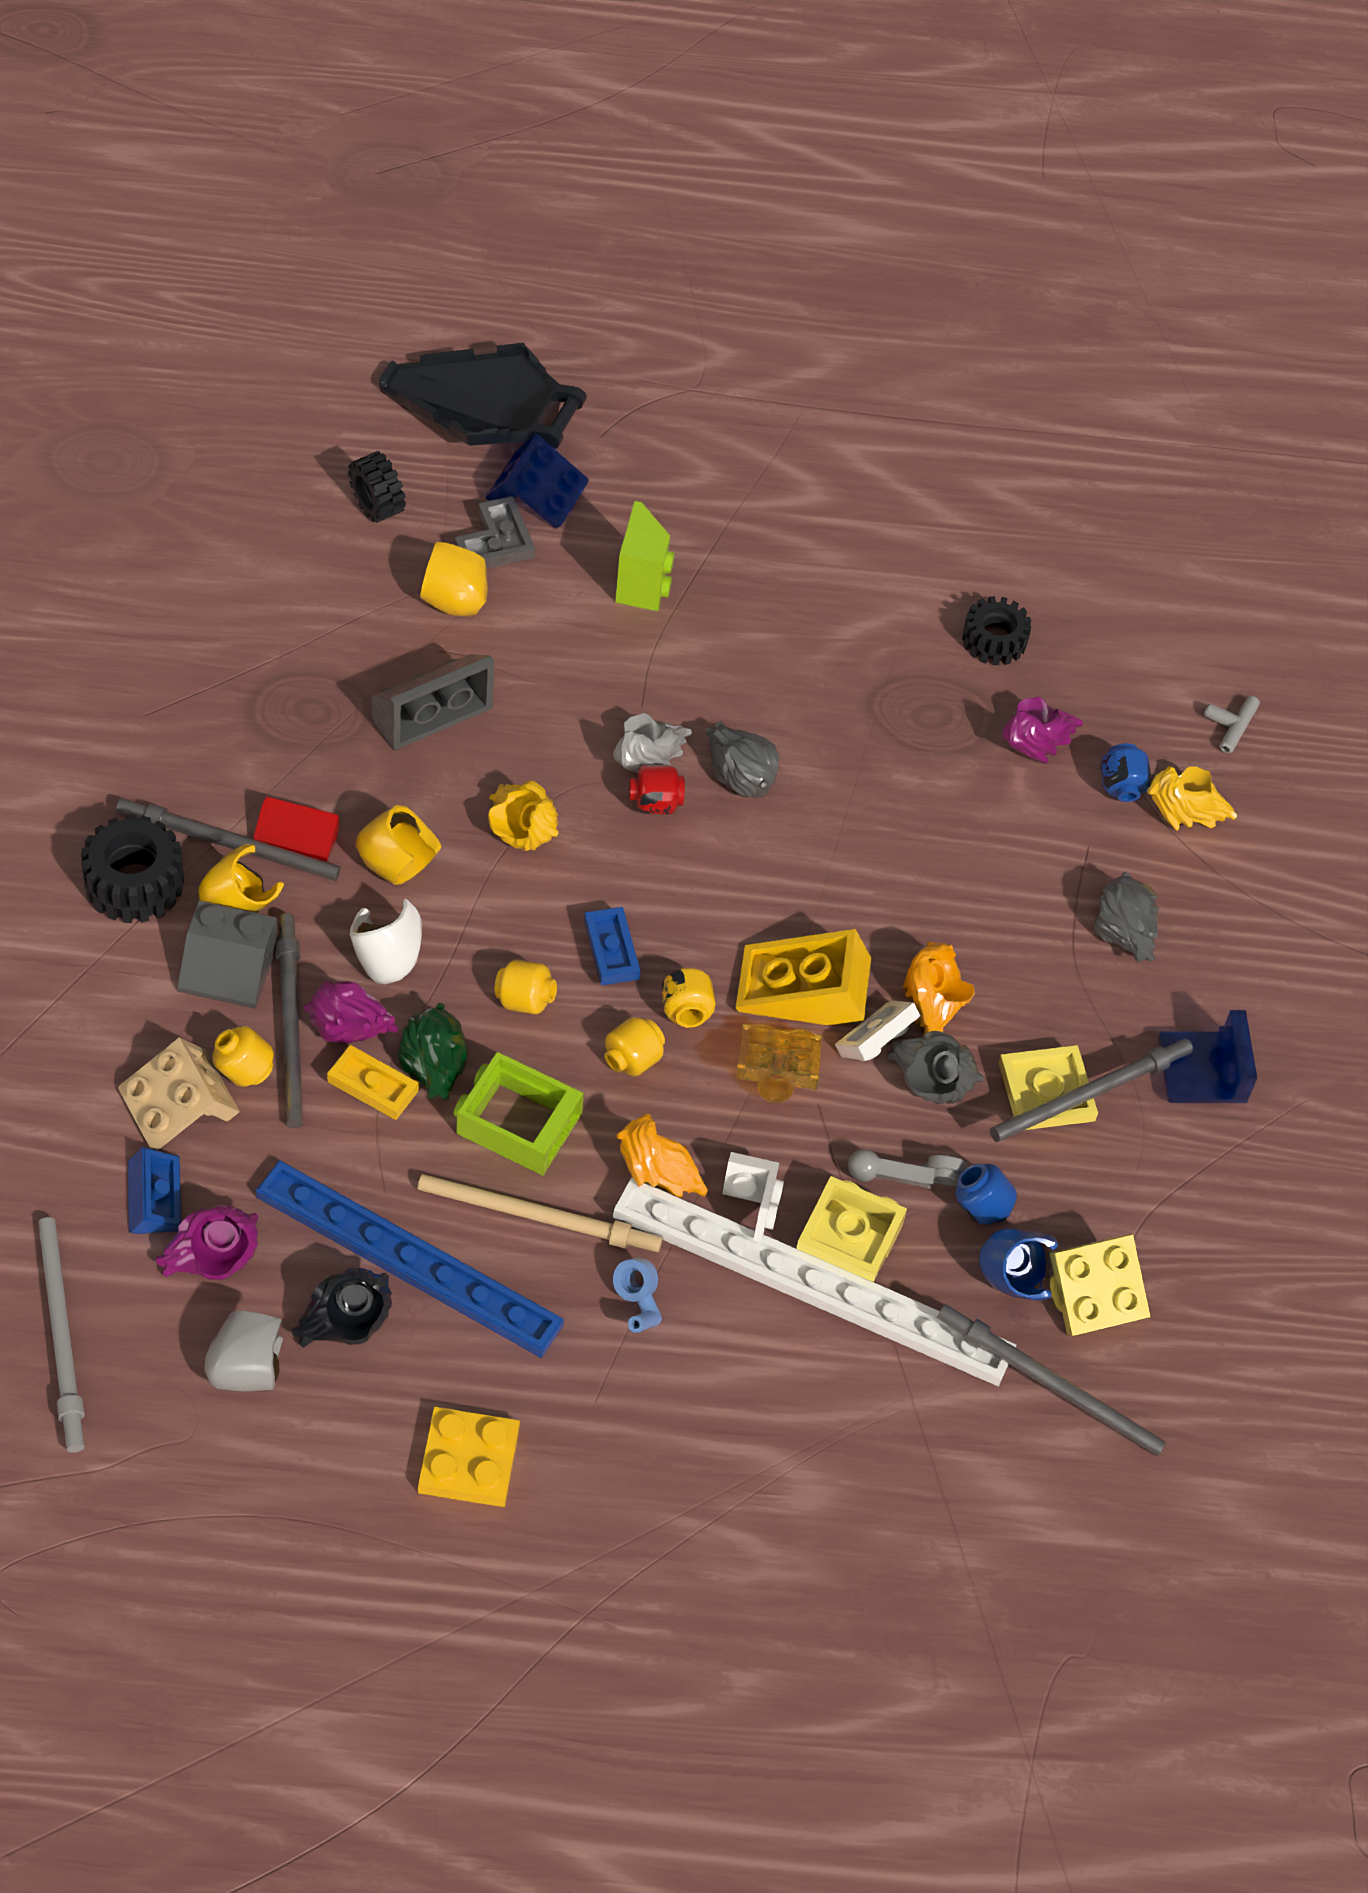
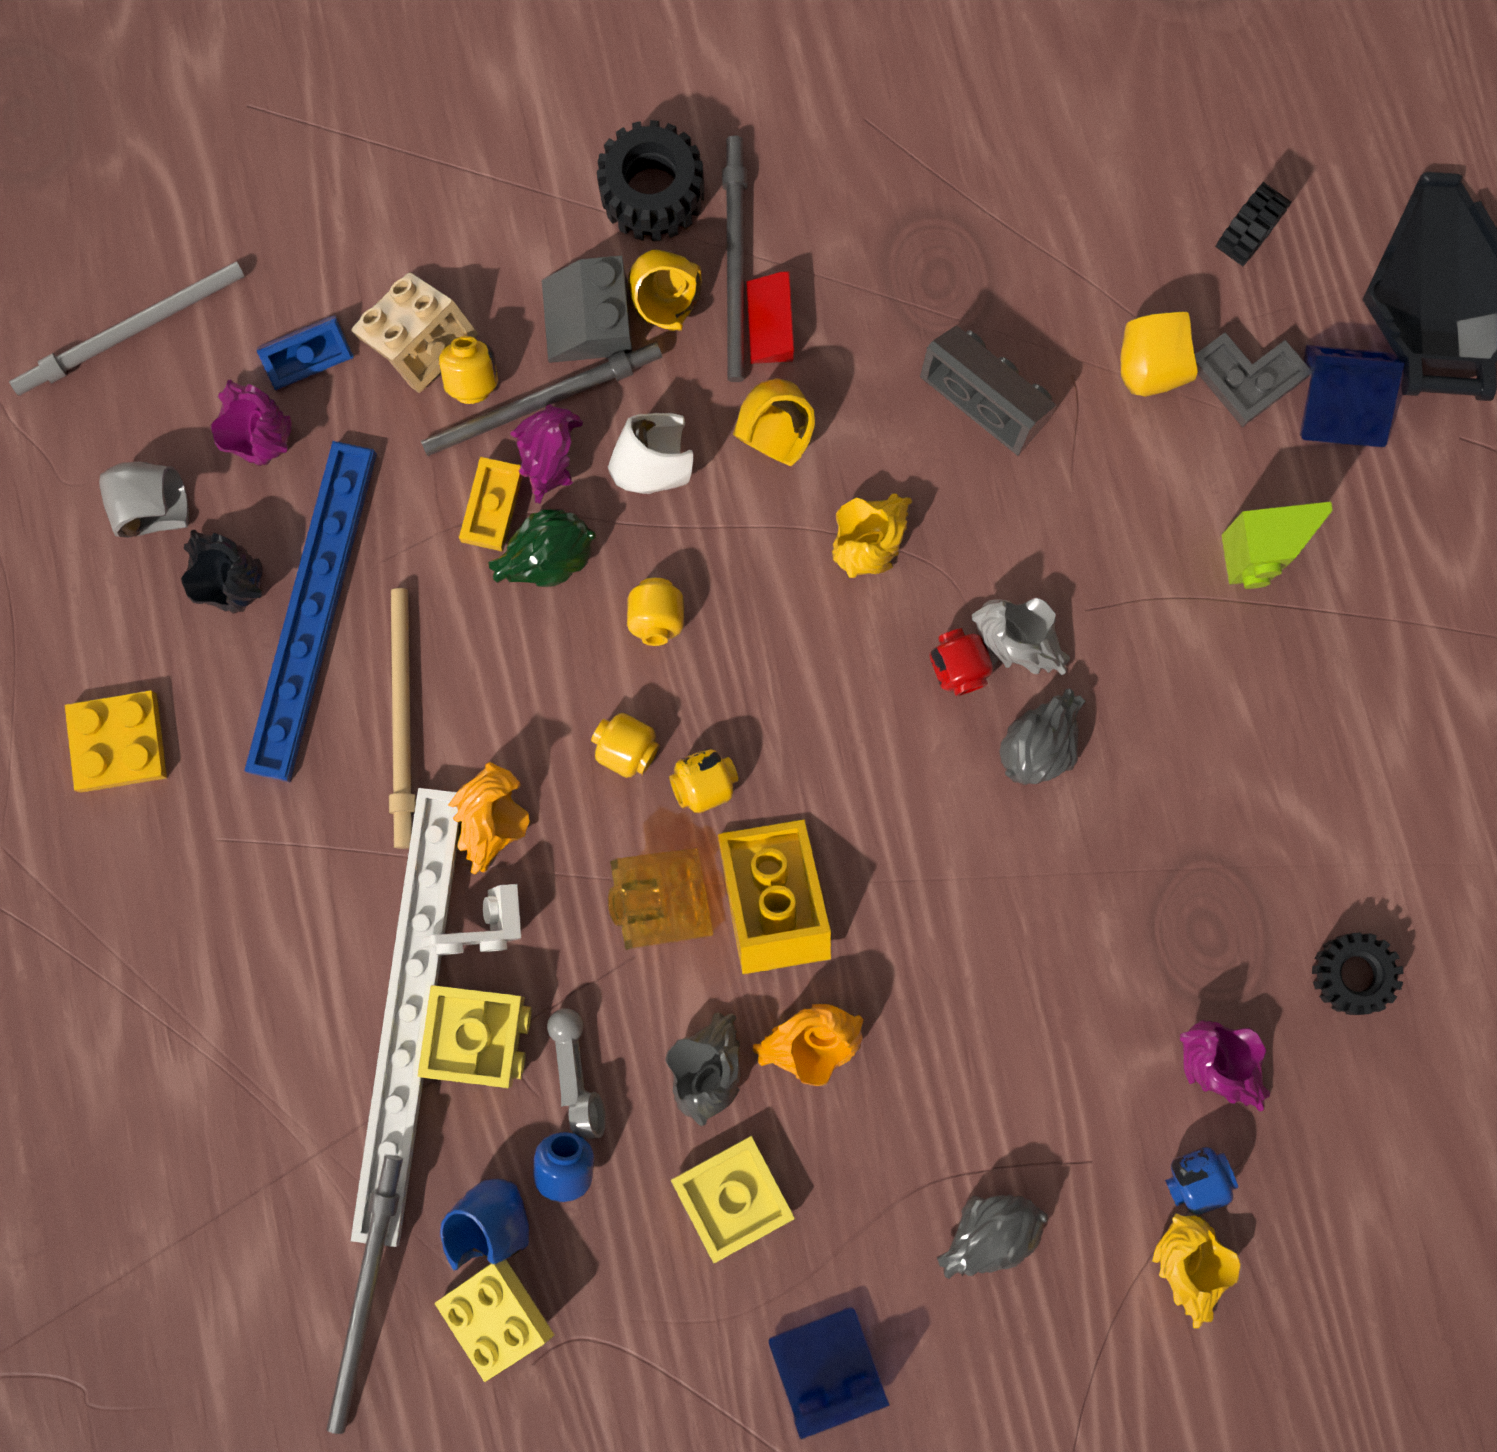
camera: 80 degrees right, 25 degrees up
(532, 1084) = (494, 700): lime window -> none
(611, 946) = (744, 681): blue plate -> none
(630, 1290) = (346, 839): medium blue plate -> none
(885, 1024) = (737, 993): white plate -> none
(1152, 1061) = (803, 1310): flat silver bar -> none
(1235, 723) = (1343, 1295): light grey piece -> none

